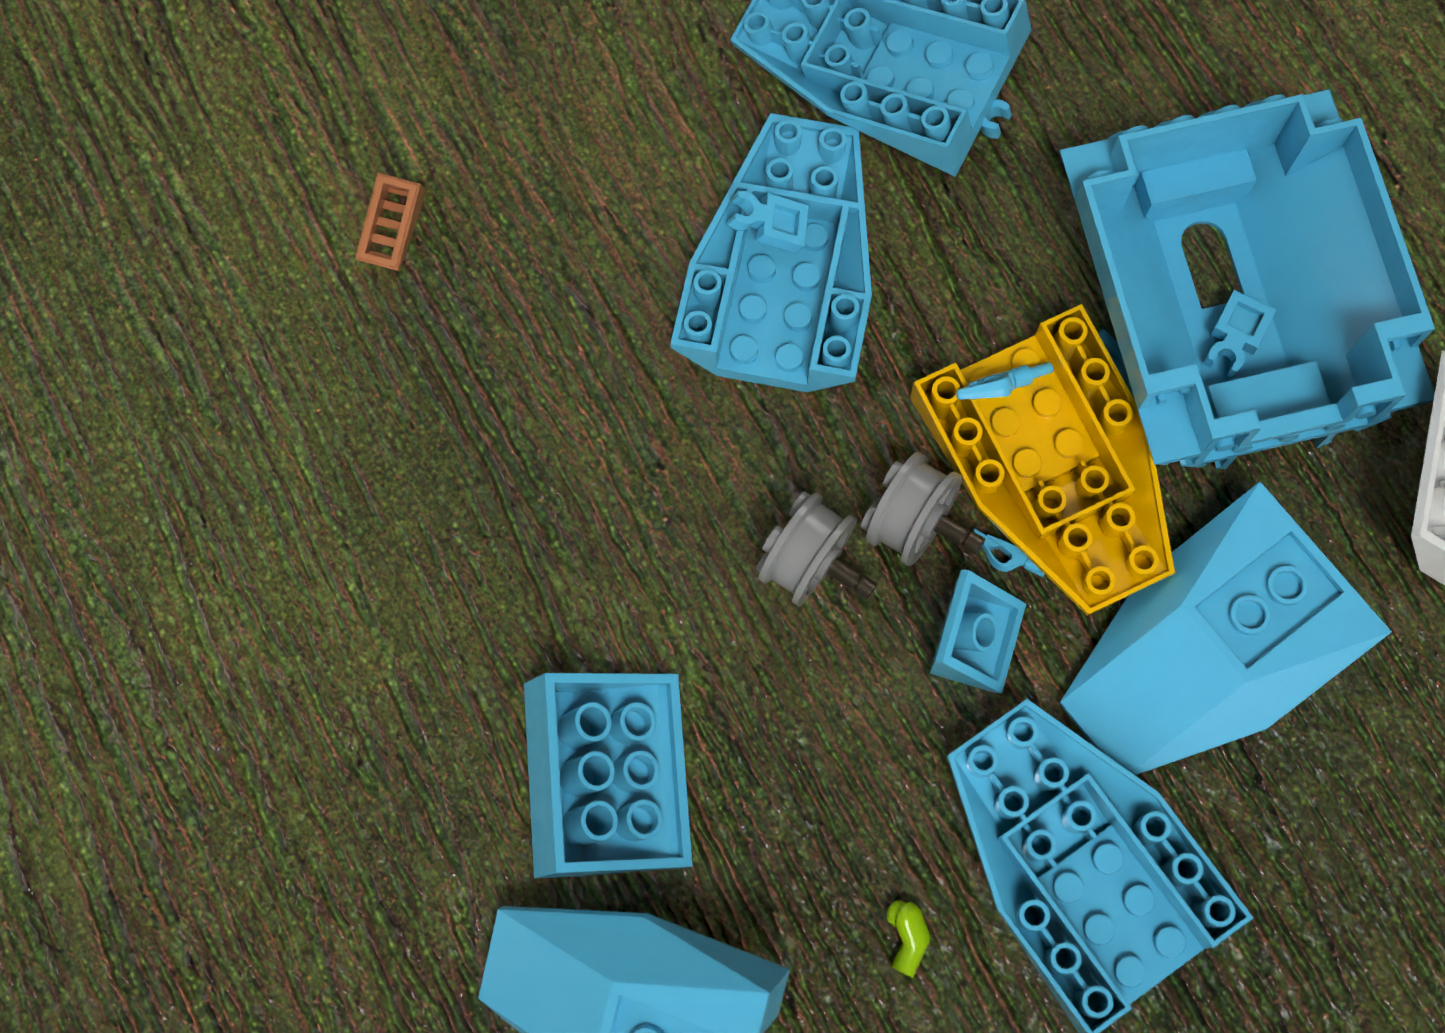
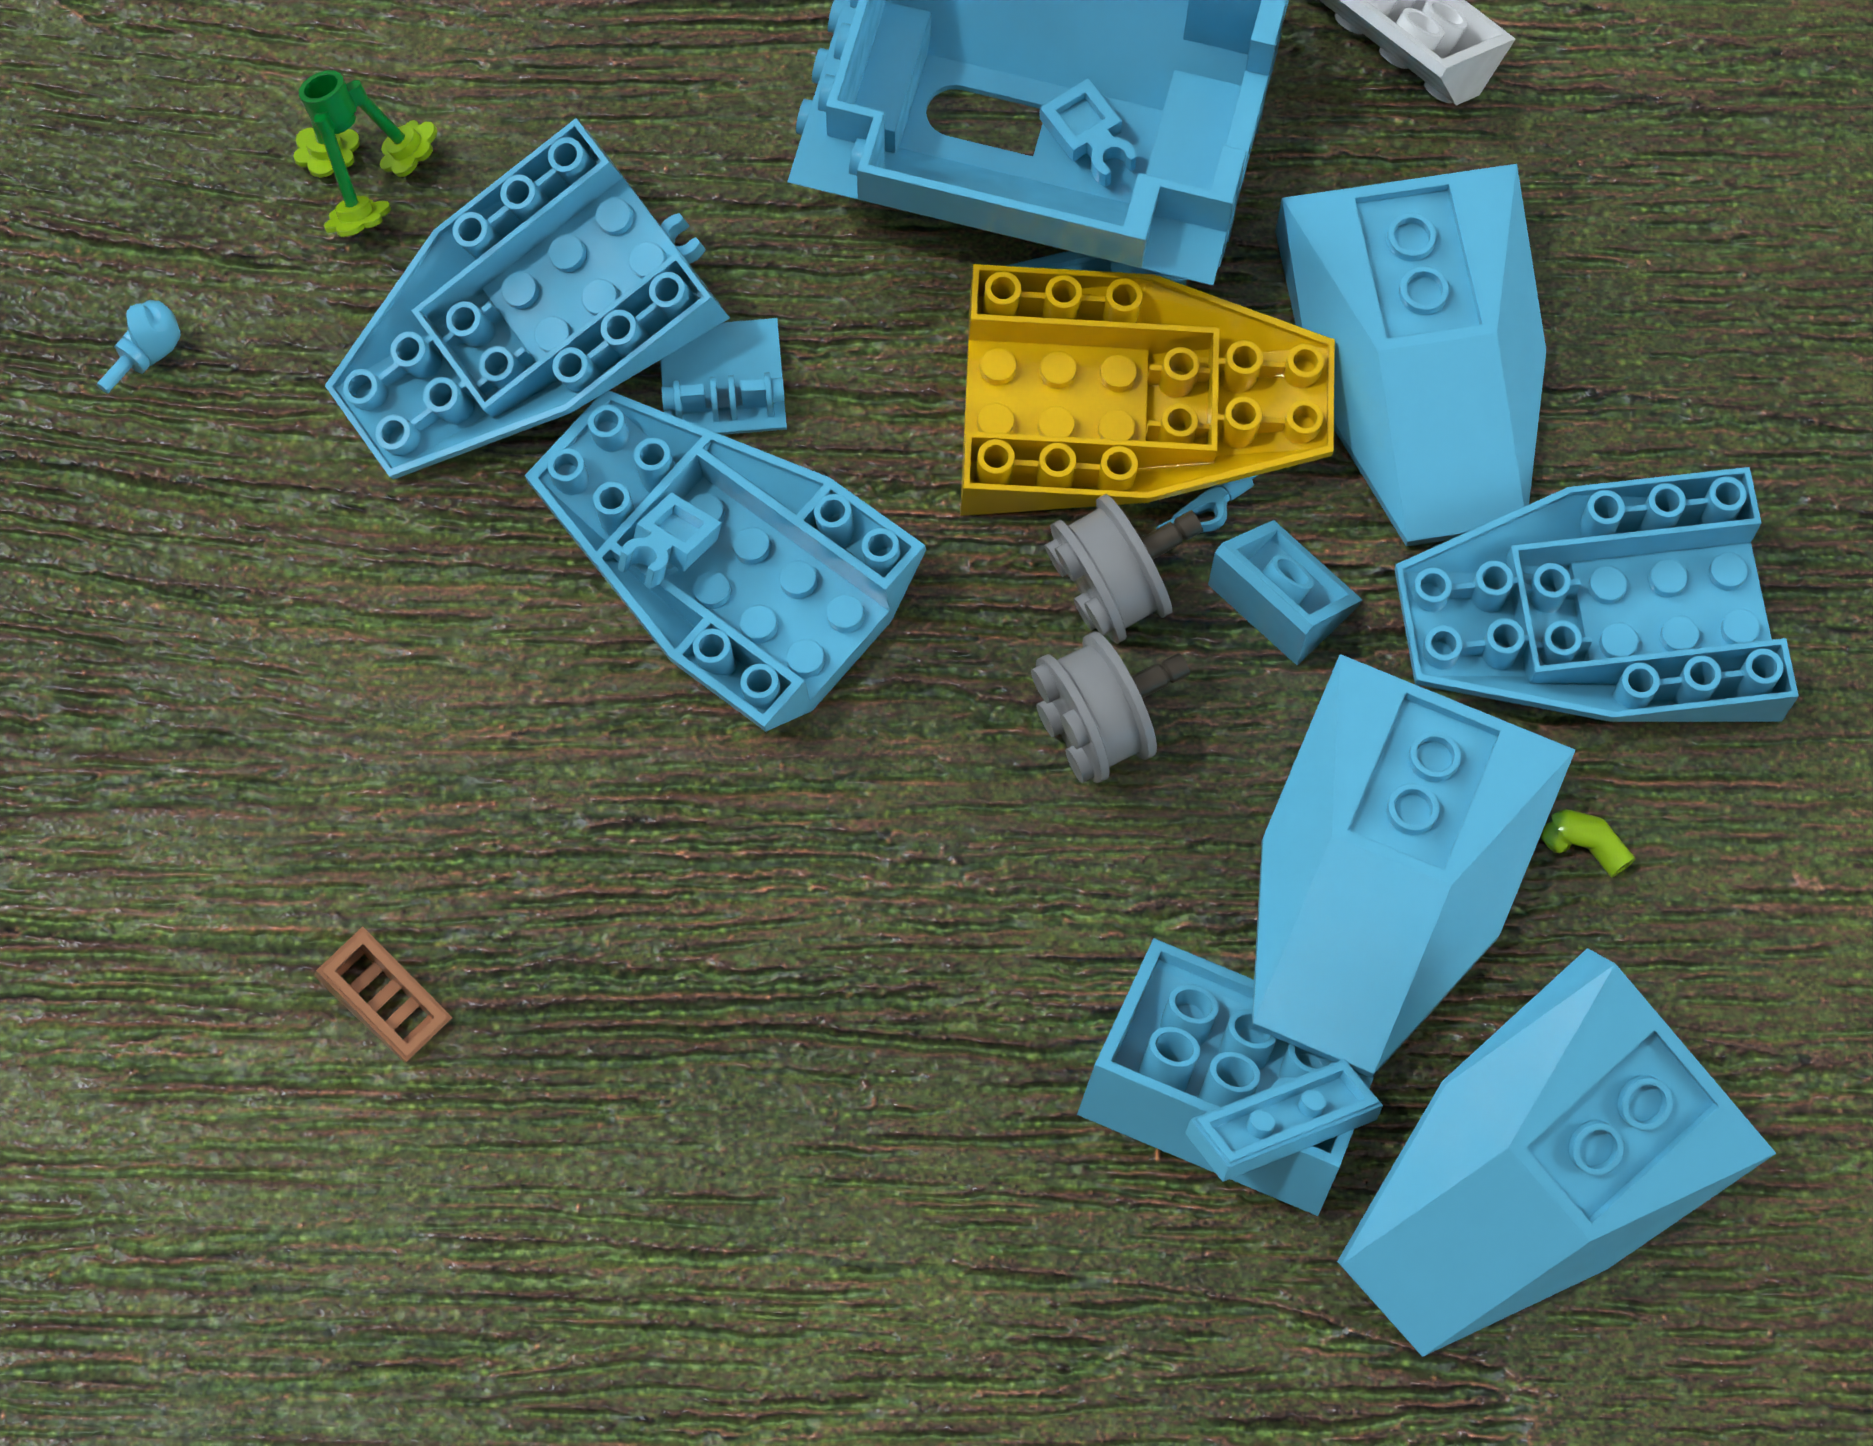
camera: 70 degrees left, 5 degrees down
(570, 818) = (1283, 1120): none -> medium azure tile
(808, 805) = (1391, 861): none -> medium azure wedge
(915, 201) = (728, 379): none -> medium azure hinge
(1004, 382) = (1020, 396): medium azure hand -> none

